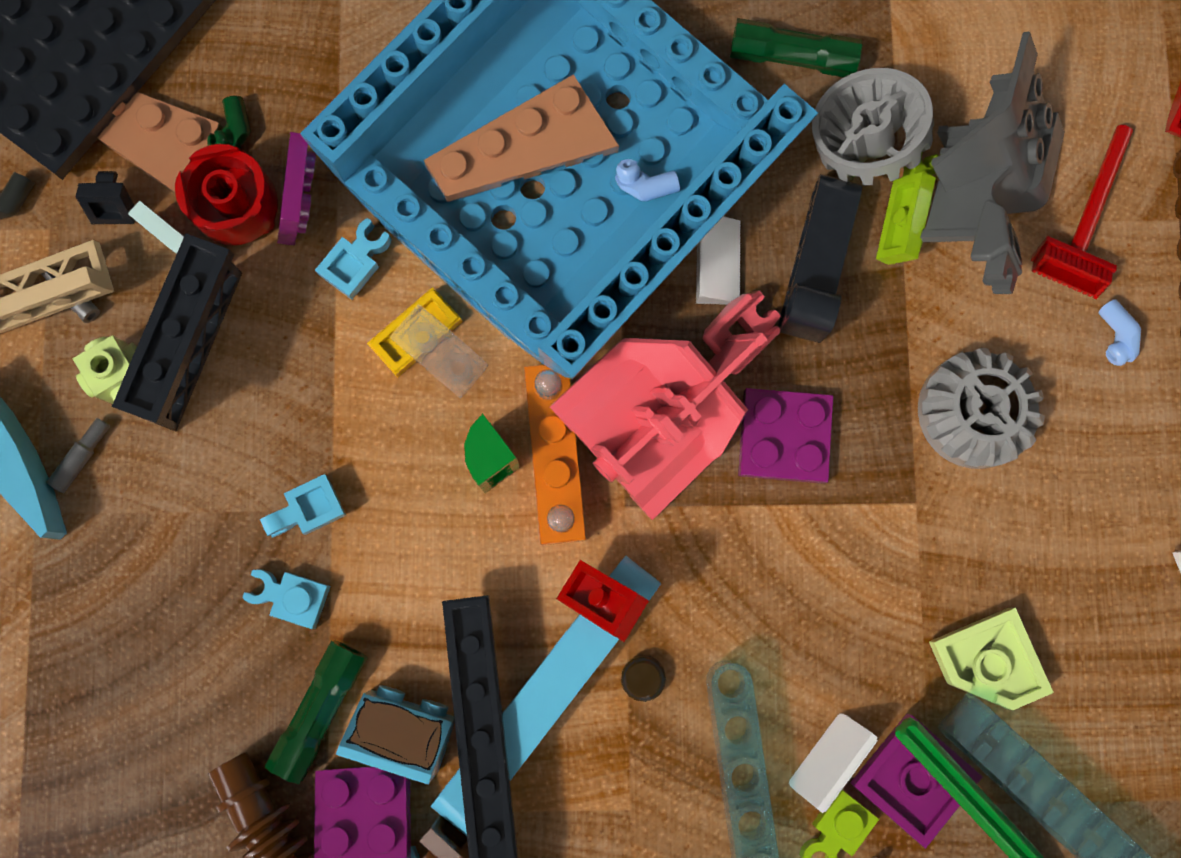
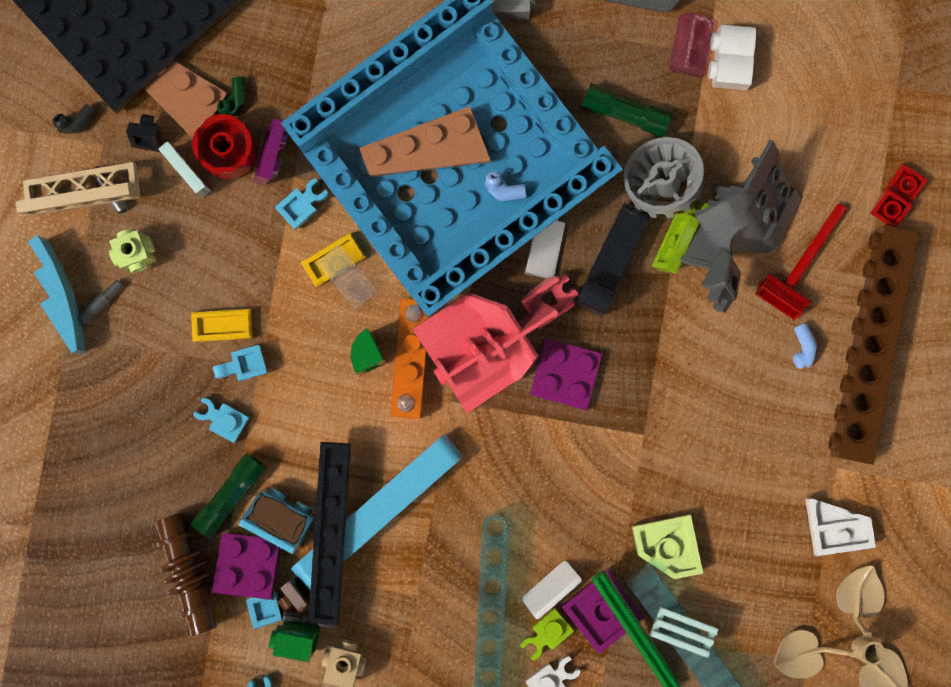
camera: 15 degrees right, 5 degrees up
(179, 333) = (180, 238): black fence -> none
(265, 457) = (221, 325): none -> yellow tile
(602, 600) = (421, 460): red slope -> none
(643, 678) = (441, 514): dark brown piece -> none
(952, 414) = (686, 358): light grey gear -> none
(1088, 795) = (708, 640): none -> light aqua tile

